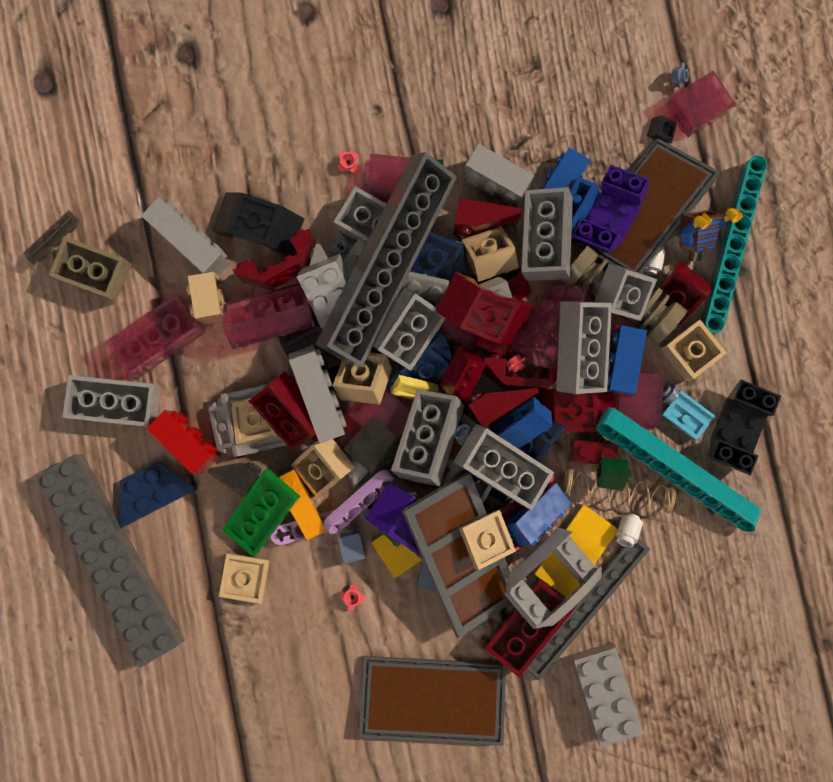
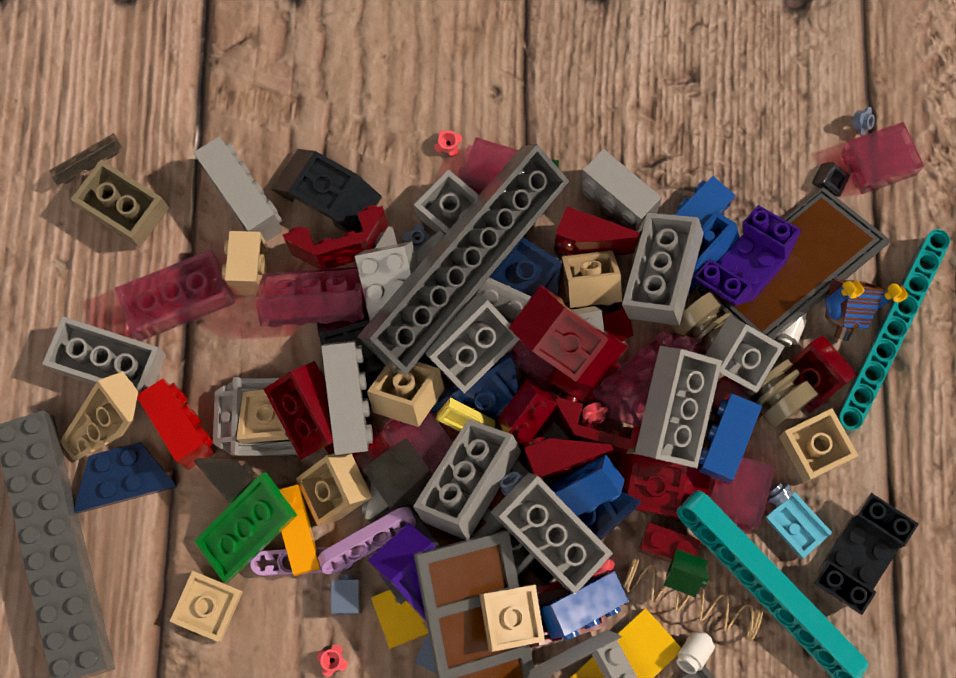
camera: 20 degrees right, 10 degrees down
(123, 450) = (102, 416): none -> tan wedge

